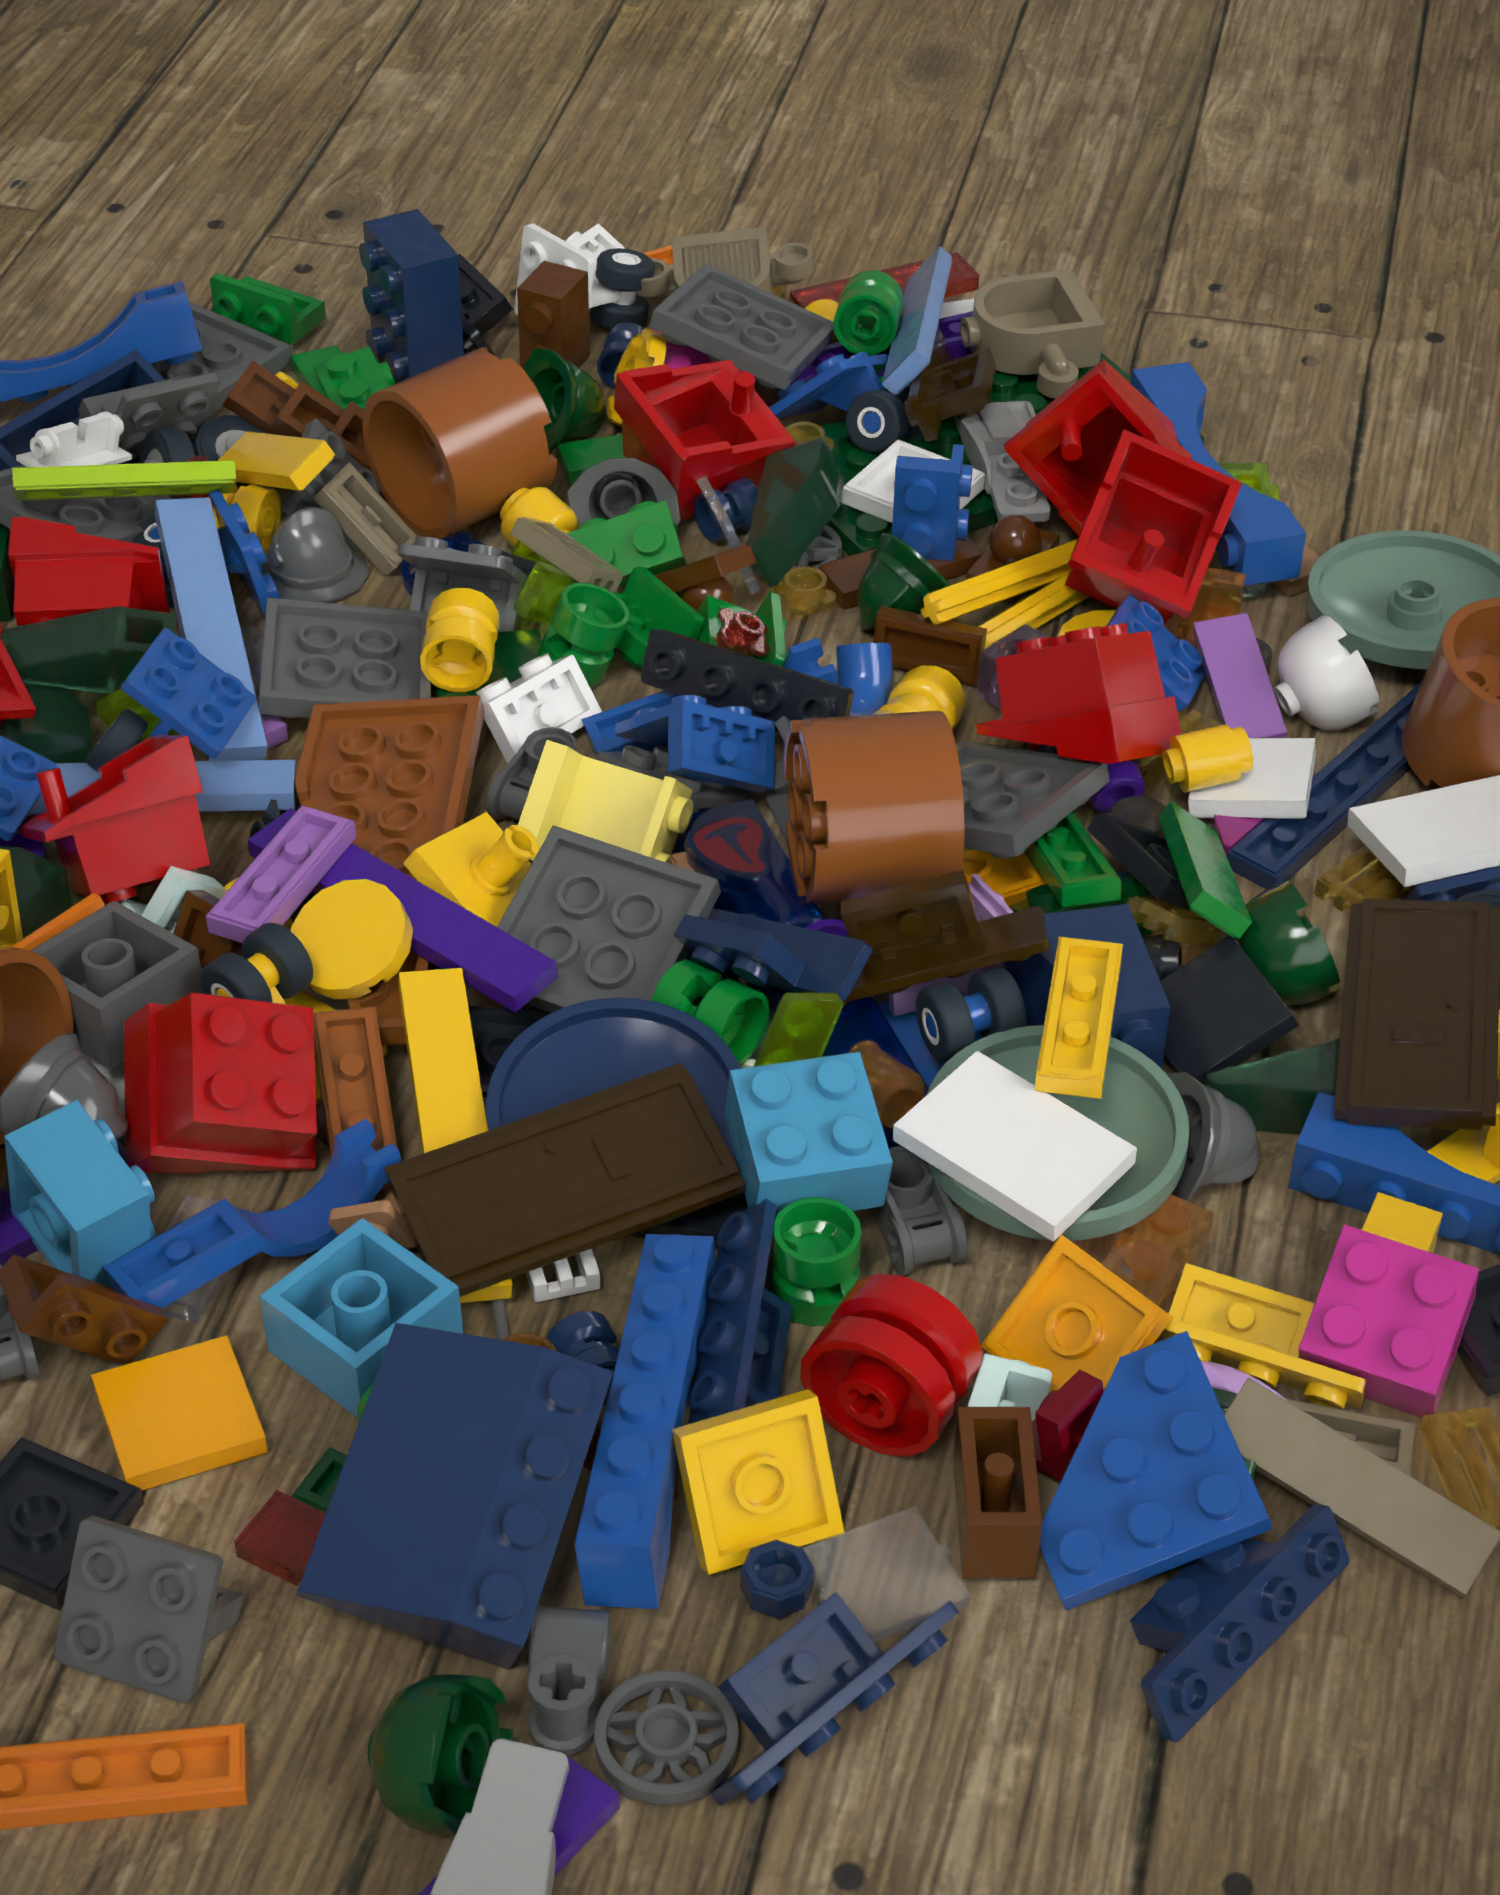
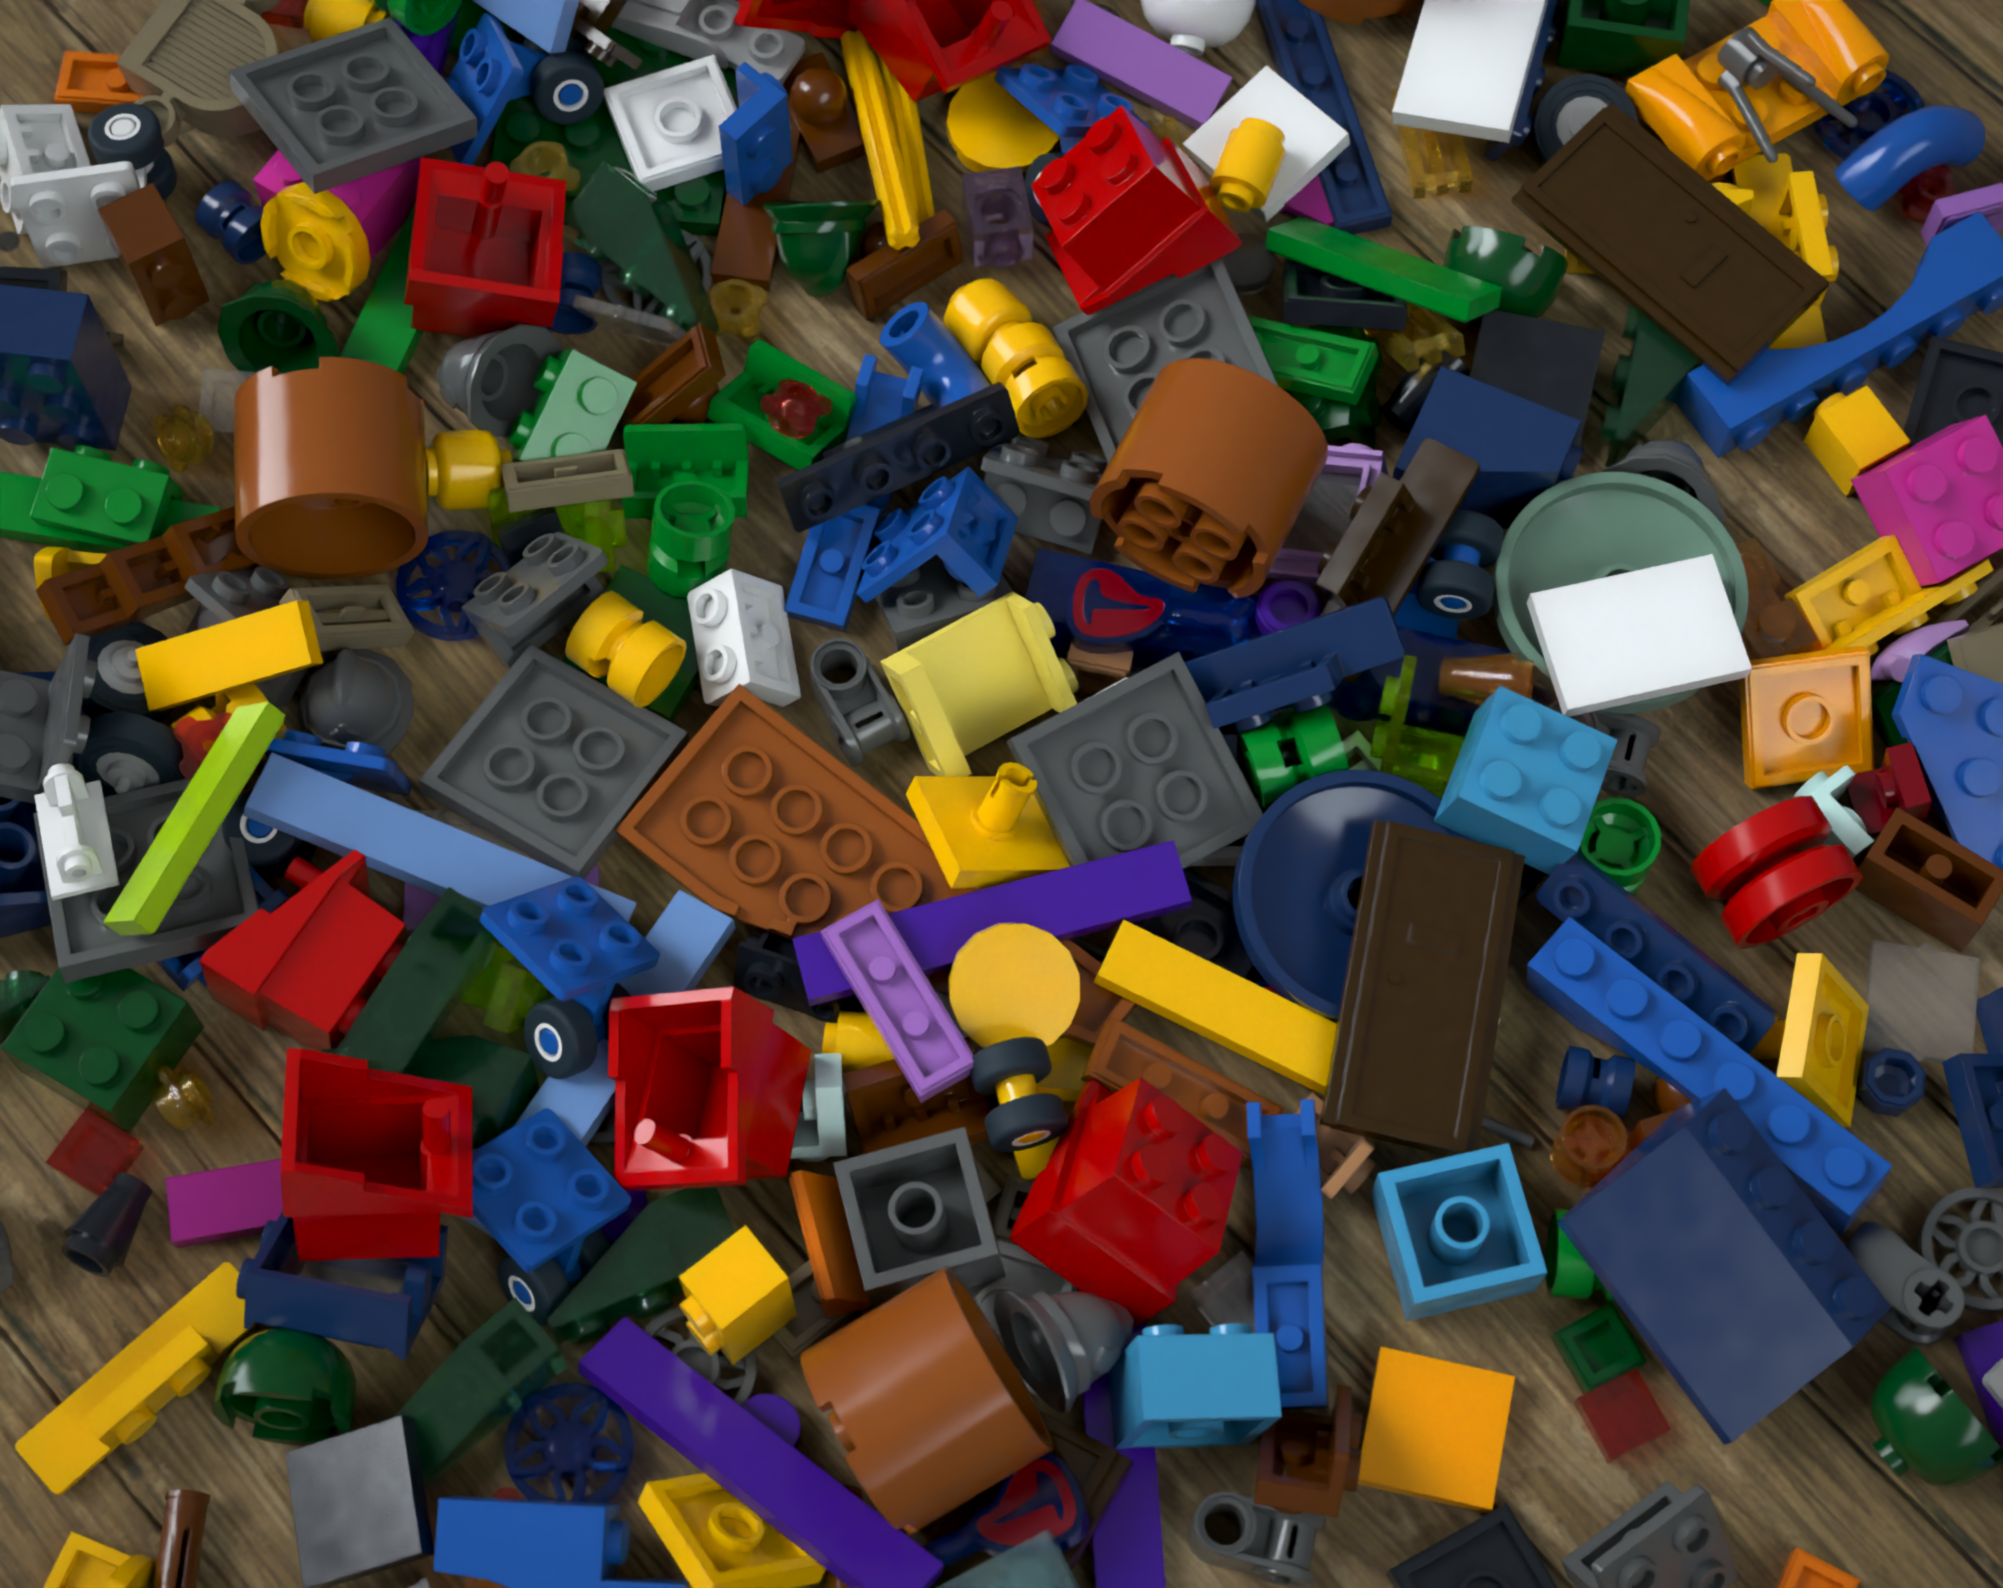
camera: 55 degrees left, 25 degrees up
(1079, 1018) = (1557, 495): yellow tile -> none

